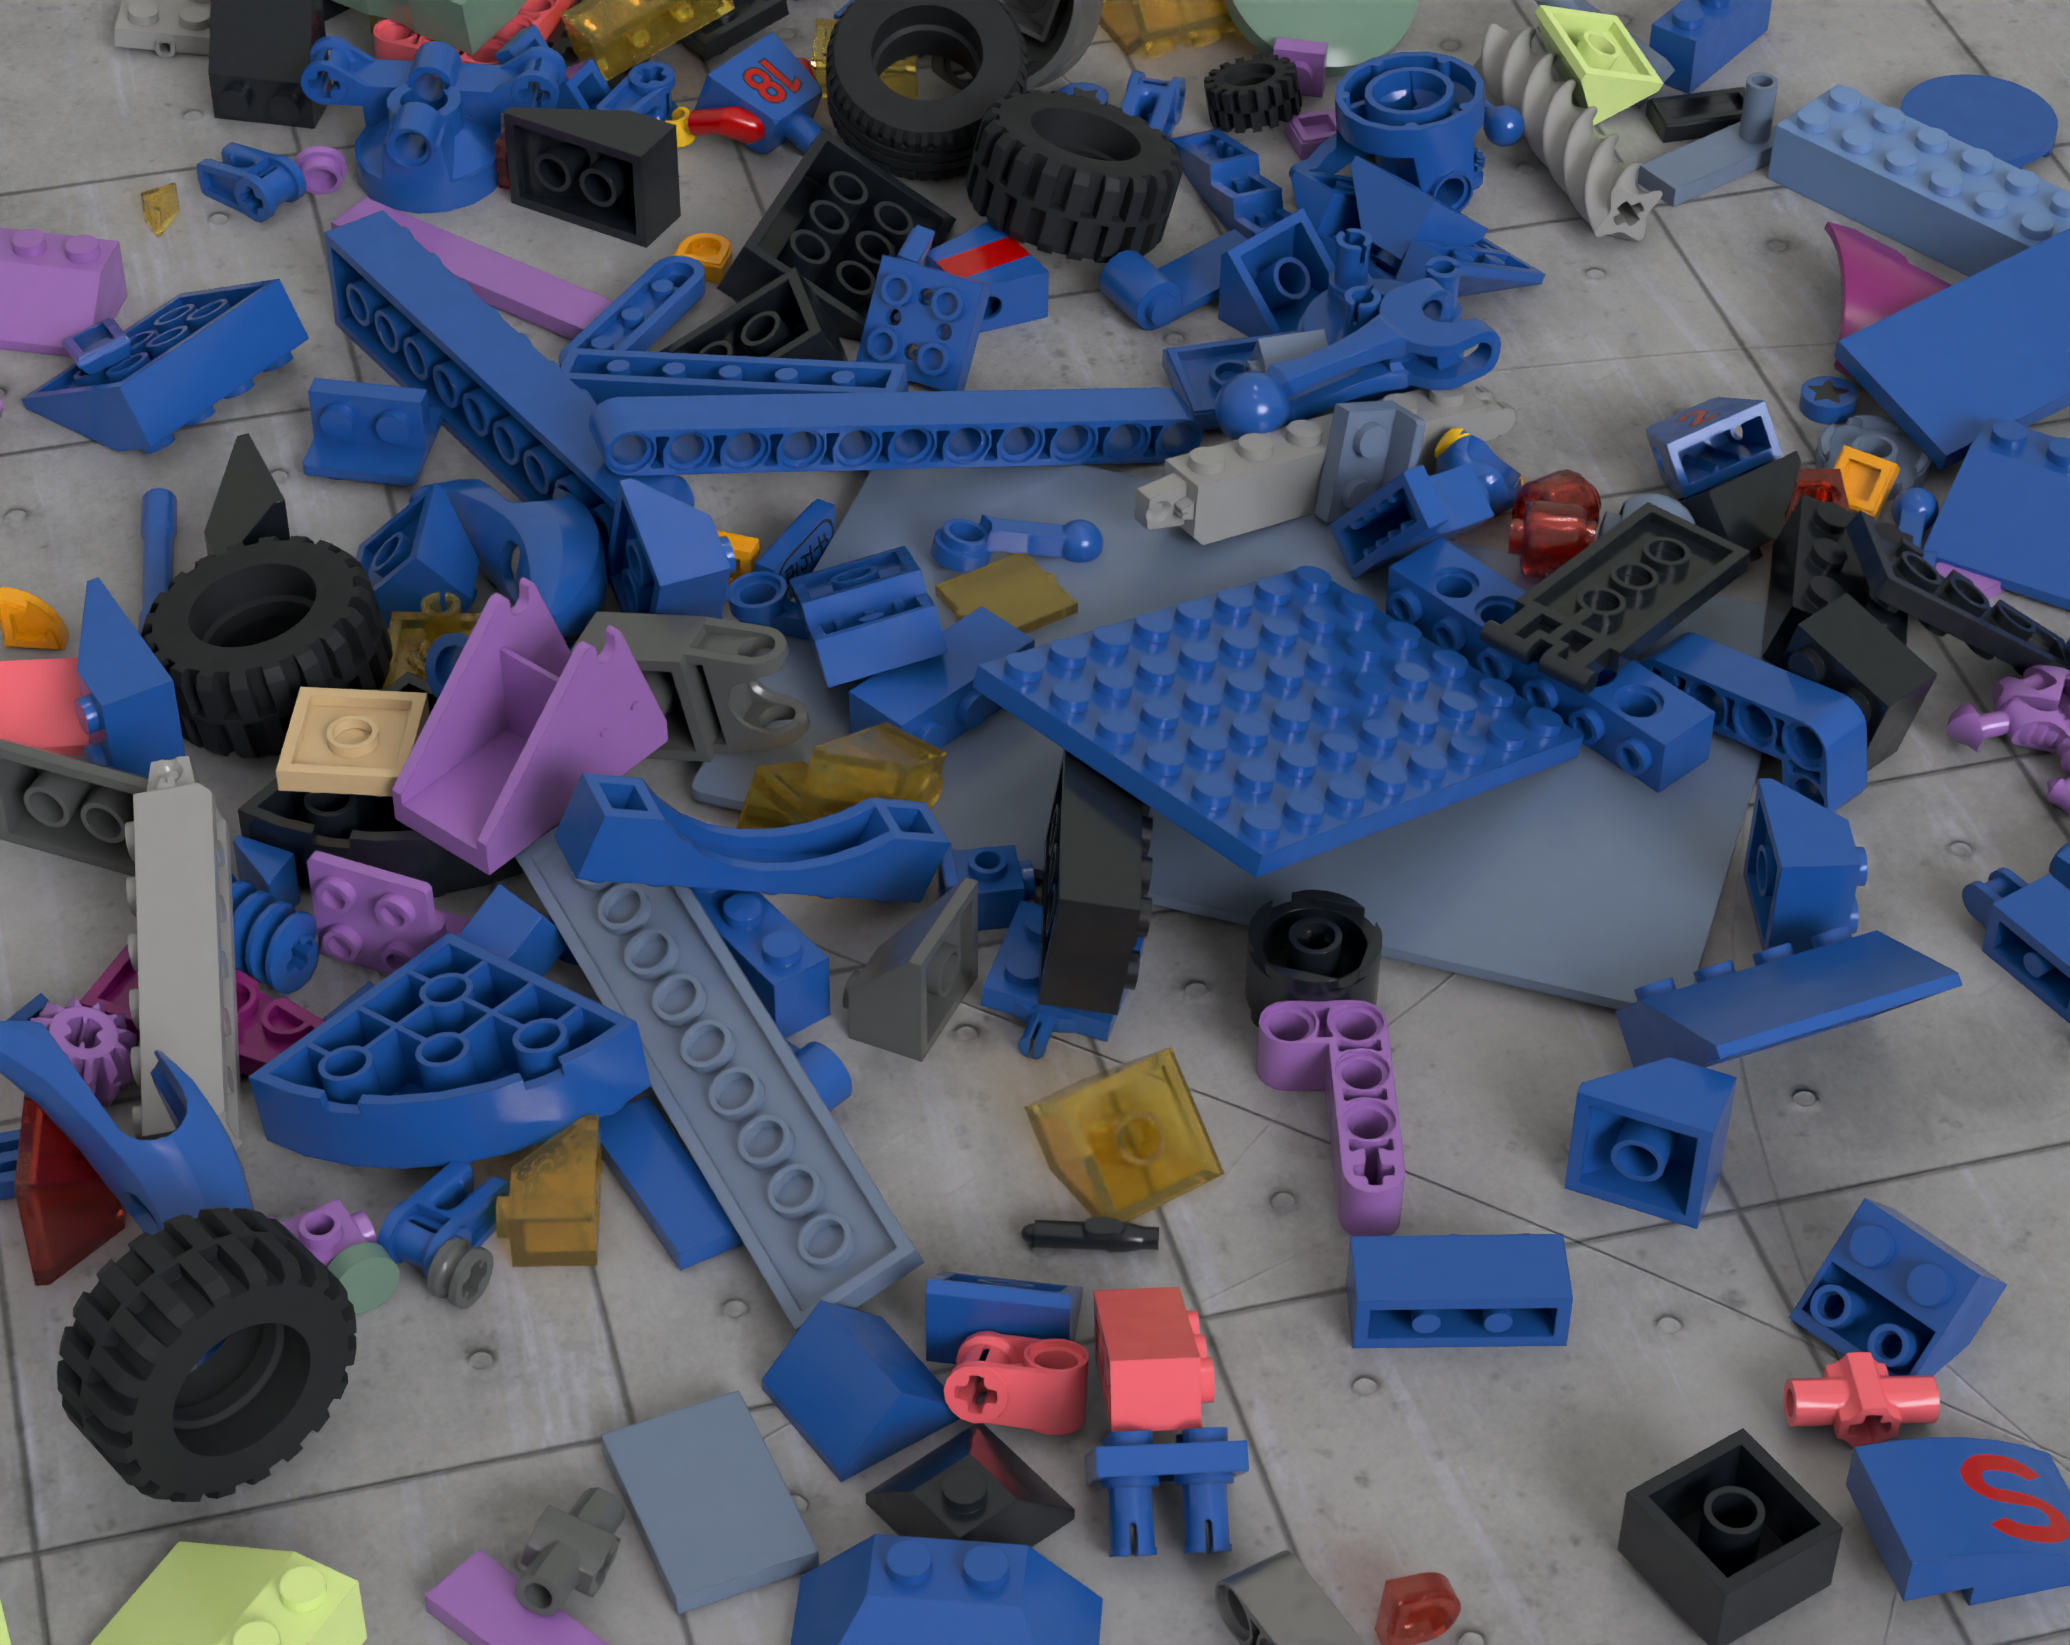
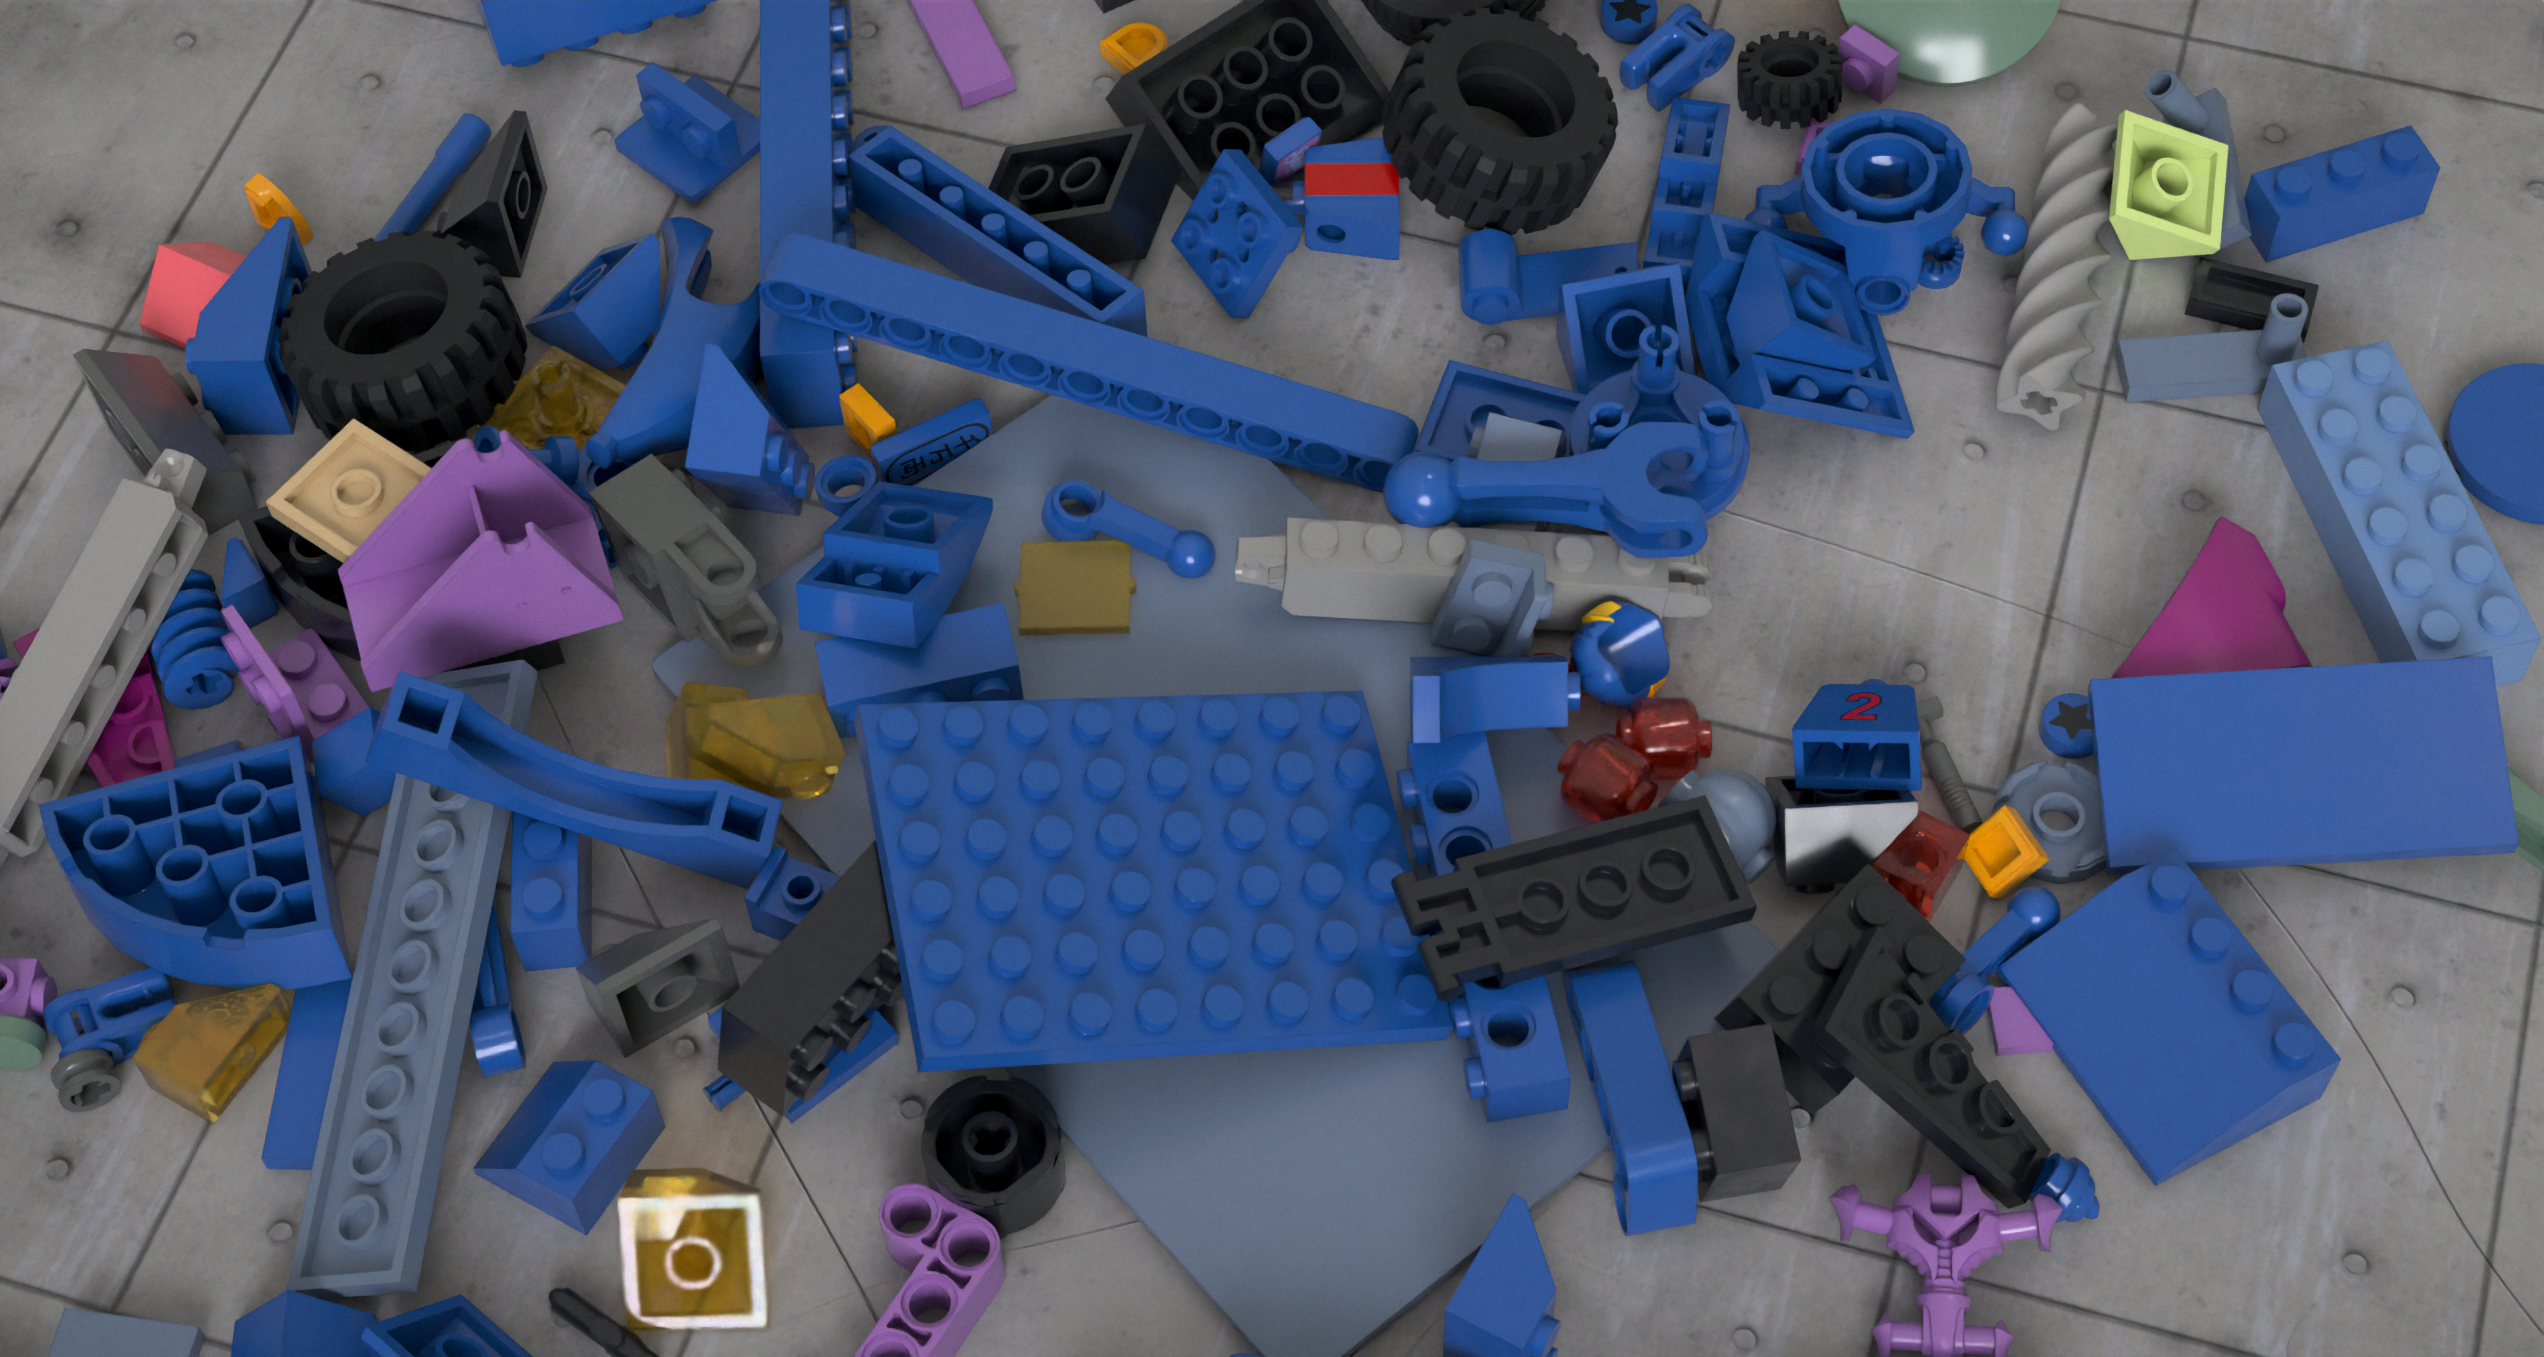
camera: 35 degrees right, 15 degrees up
(645, 308) = (1012, 101): blue plate -> none
(941, 1118) = (574, 1141): none -> blue slope

